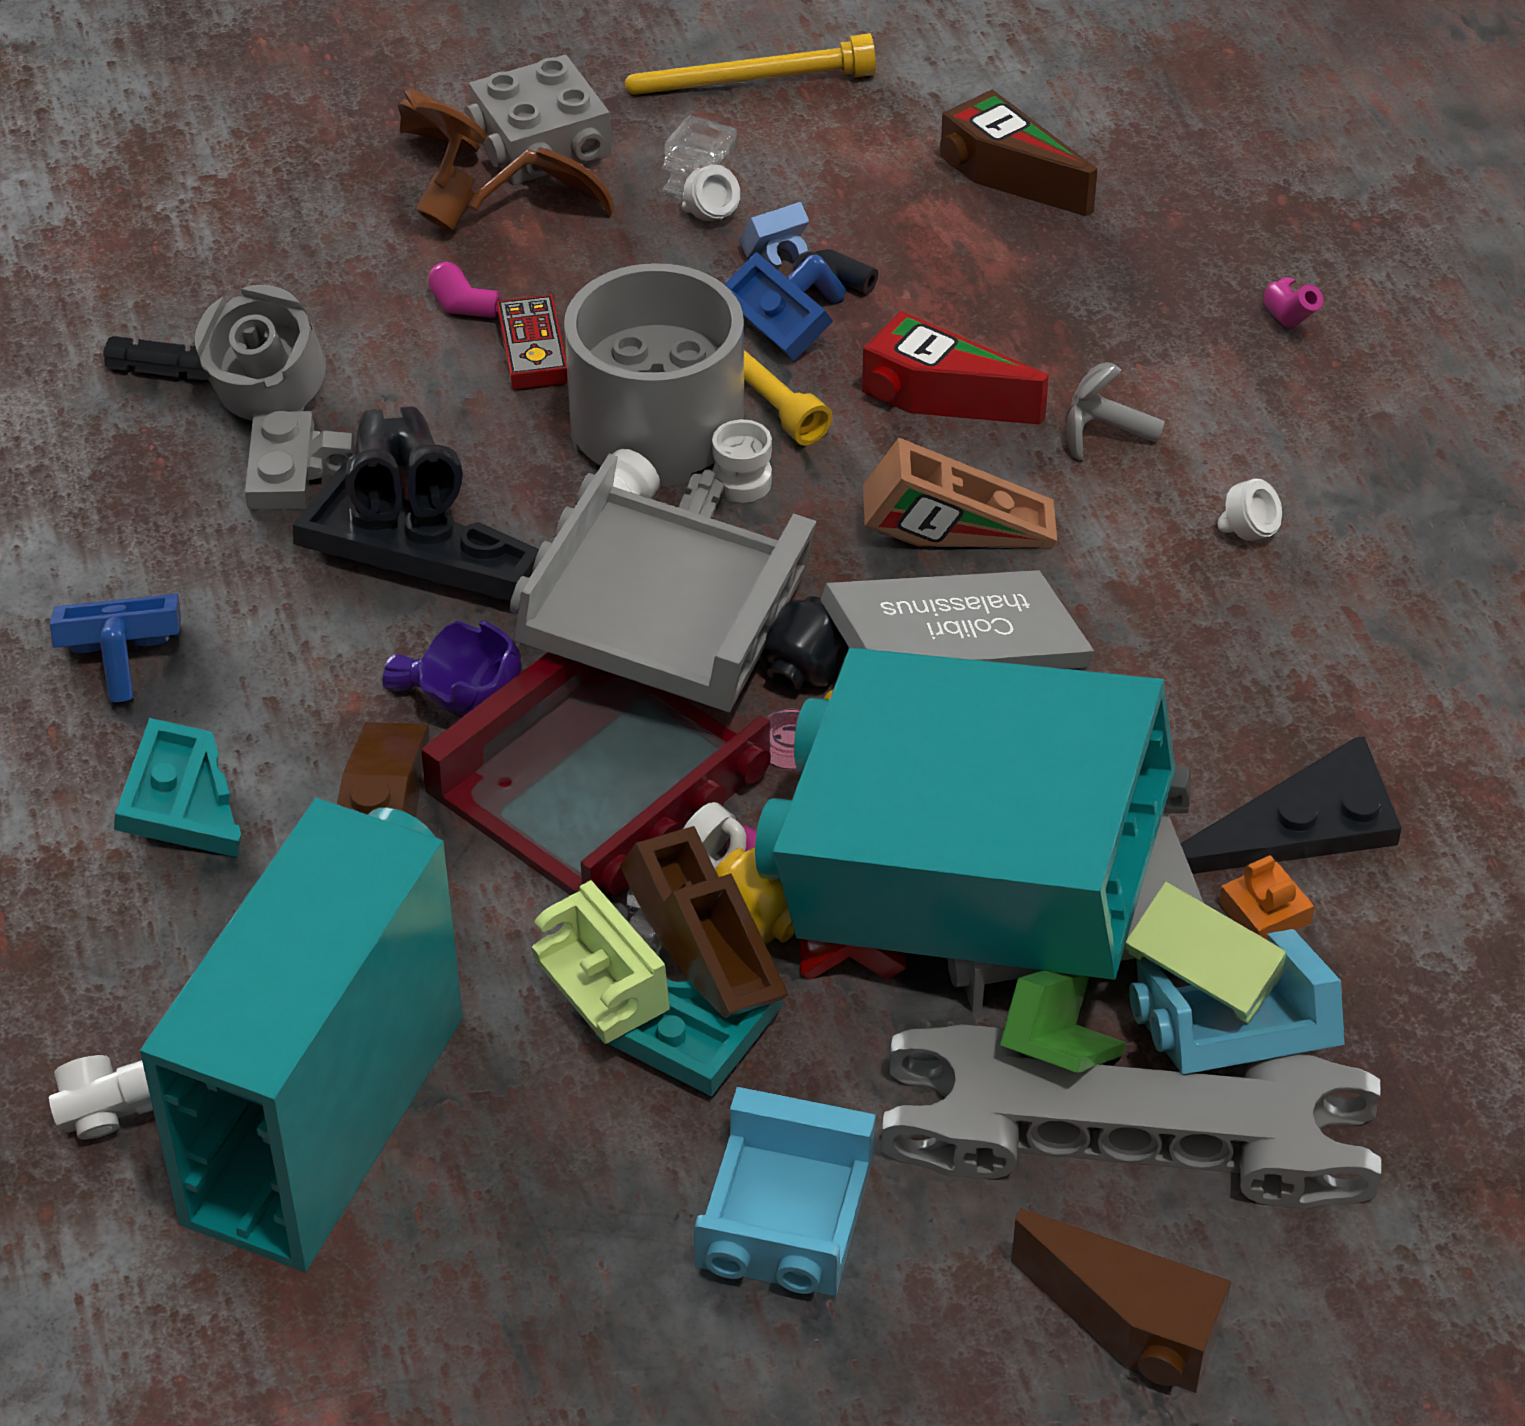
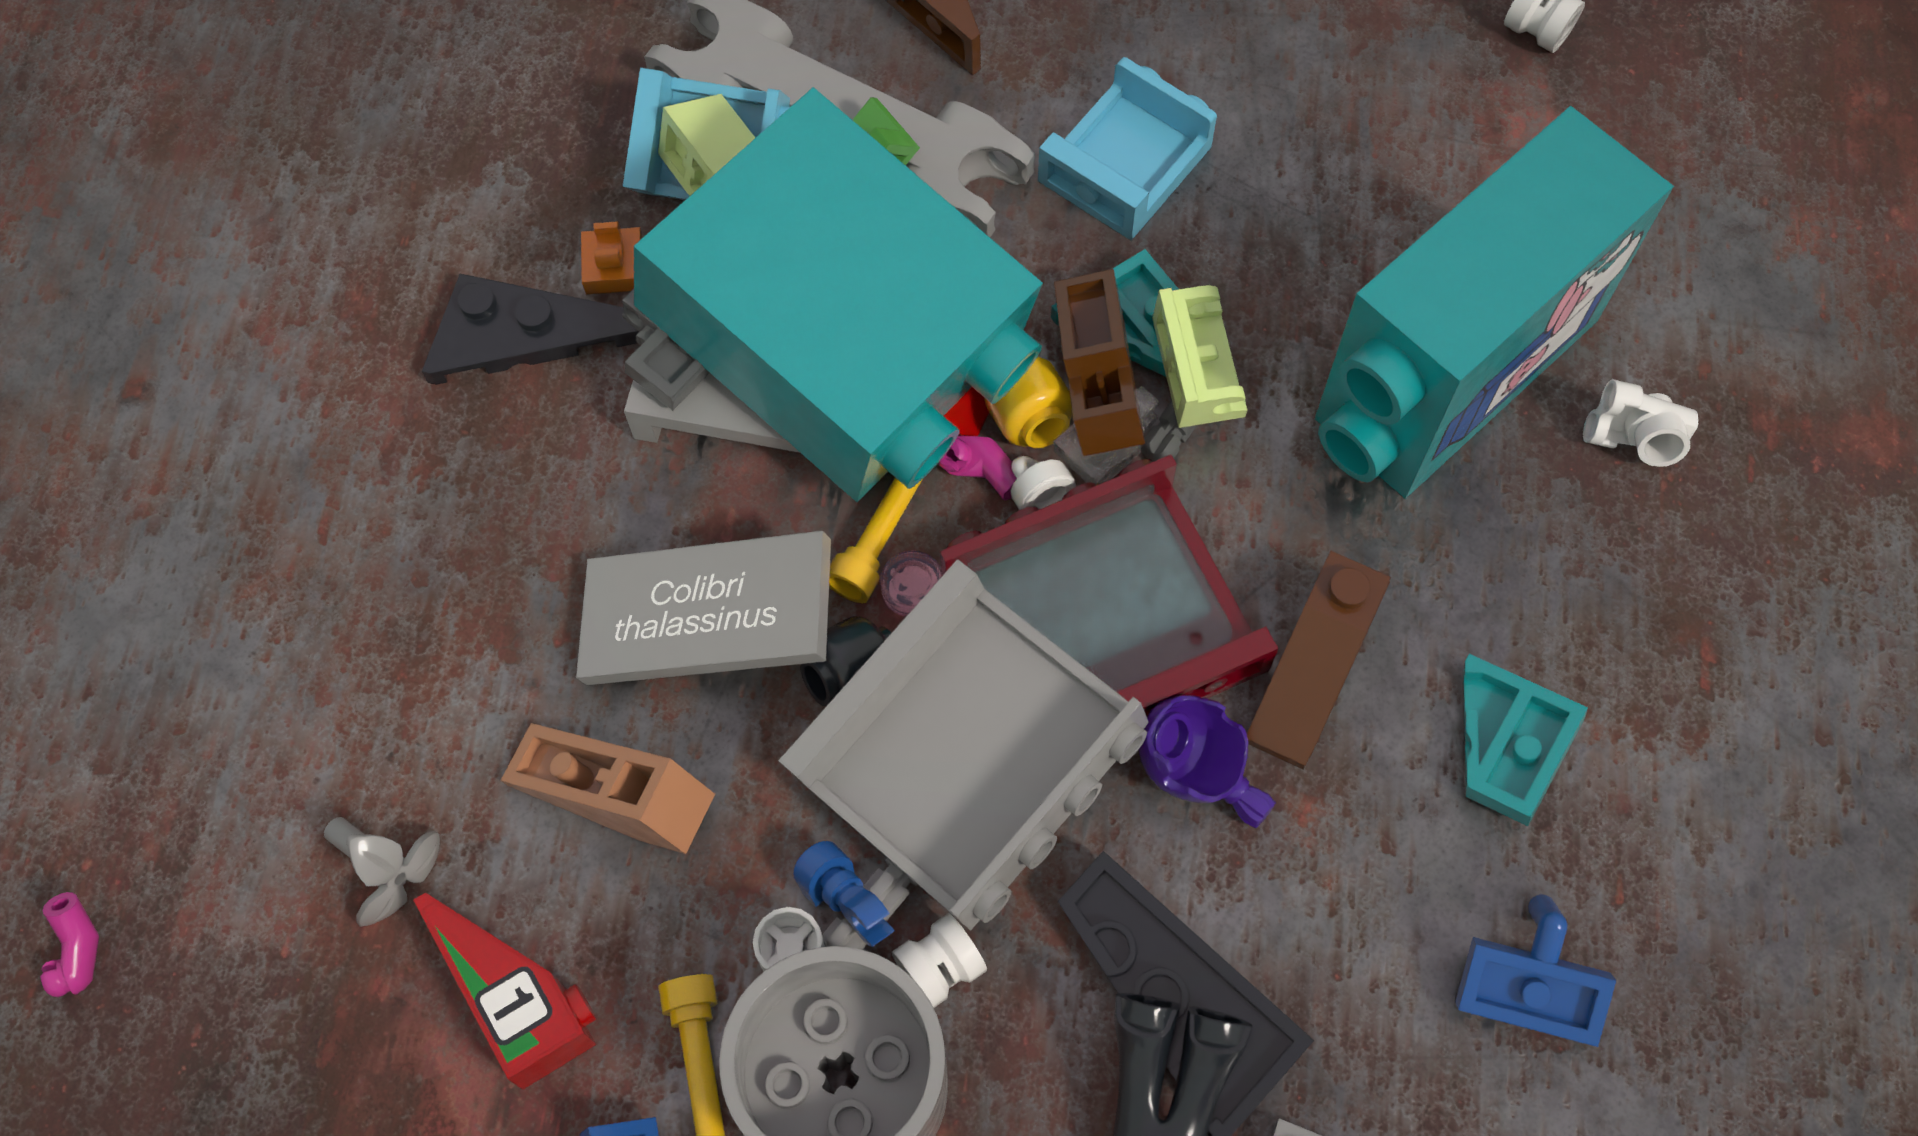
camera: 155 degrees left, 20 degrees up
(693, 477) = (829, 876): none -> blue piece
(1251, 510) = (328, 661): white tile -> none

